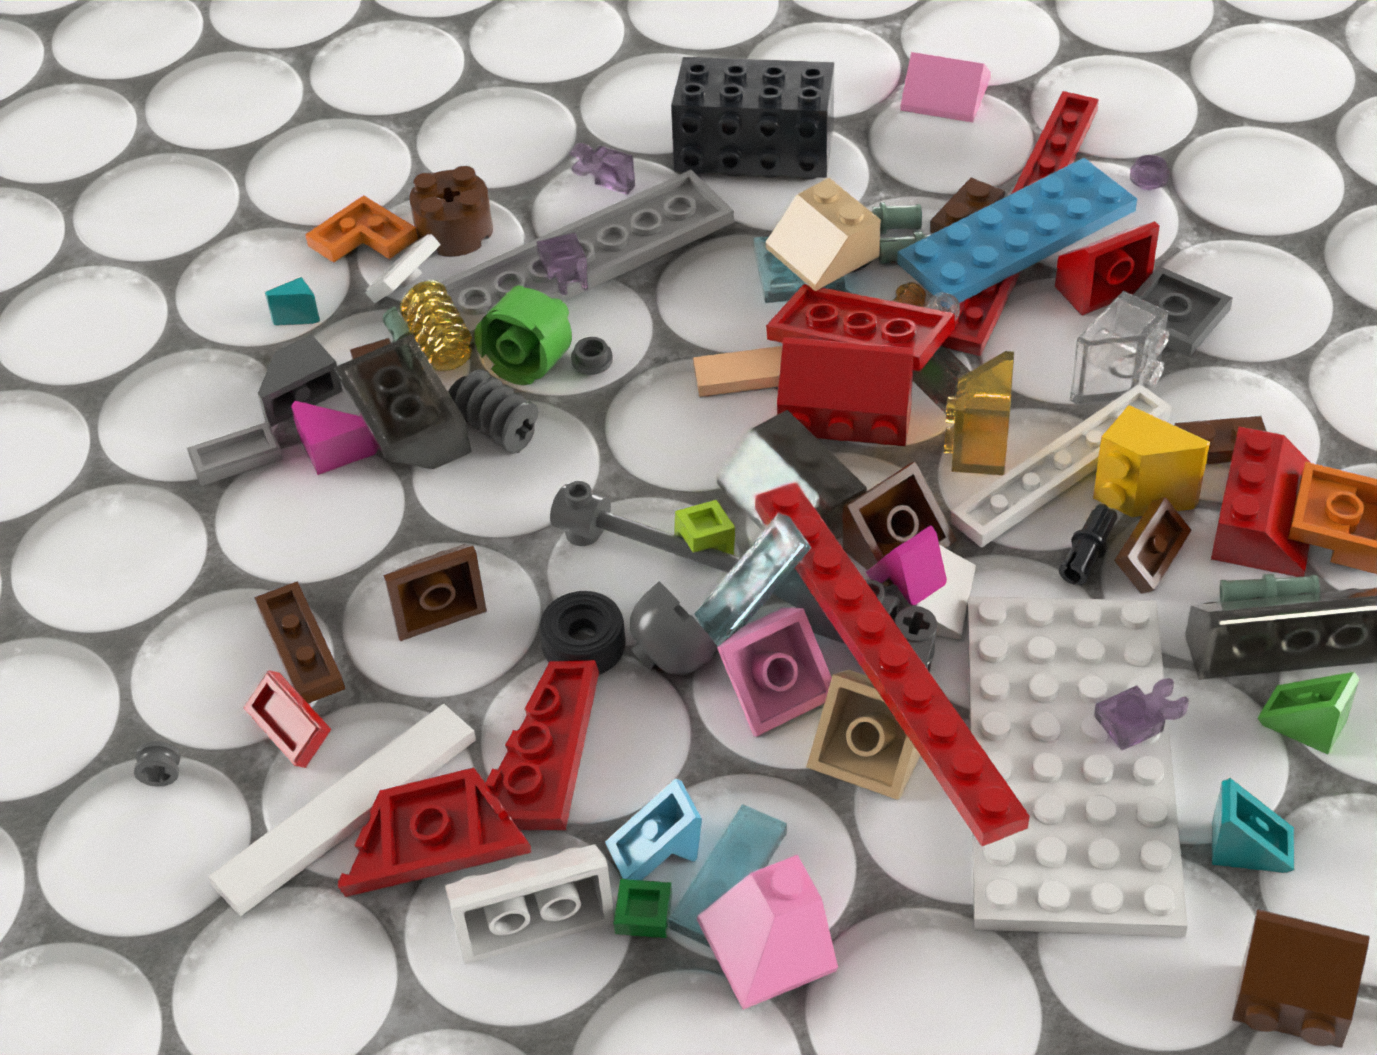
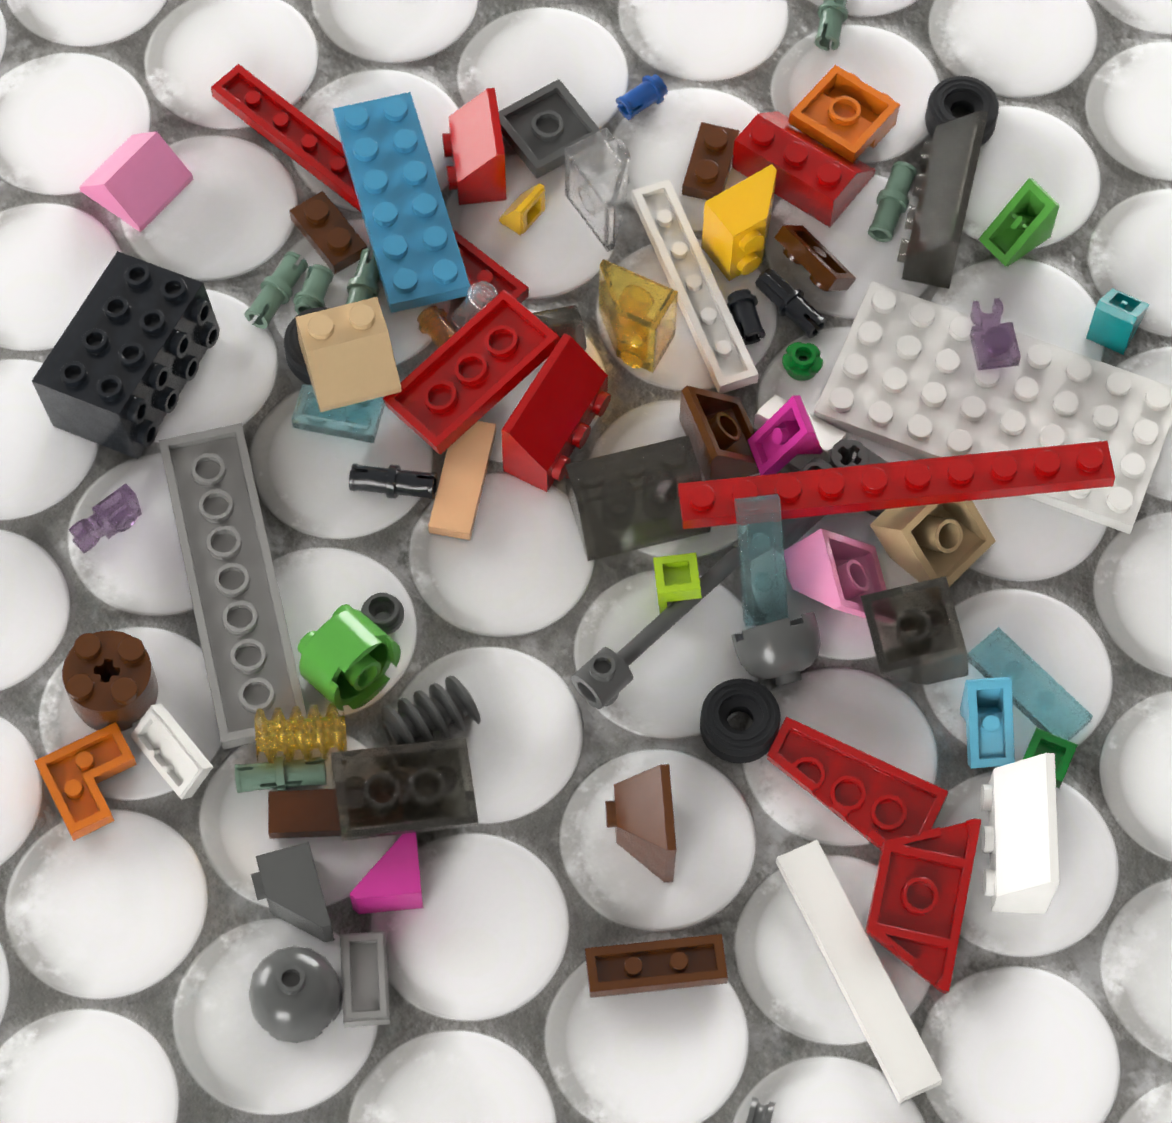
camera: 75 degrees left, 15 degrees up
(204, 406) = (295, 994): none -> dark grey cylinder
(287, 719) = (746, 994): tile -> none
(292, 304) = (175, 867): teal slope -> none
(564, 259) = (255, 591): clear purple plate -> none
(727, 321) = (393, 481): none -> black pin
(734, 741) = (916, 633): none -> clear smoke slope
(770, 933) = (1105, 671): bright pink slope -> none
(892, 194) = (276, 290): none -> sand green pin
(1026, 575) = (799, 369): none -> green plate
(1058, 508) = (743, 308): none -> black pin
(1070, 320) = (525, 209): none -> yellow slope
(1149, 172) = (352, 62): clear purple plate -> none
(1261, 366) = (642, 96): none -> blue pin

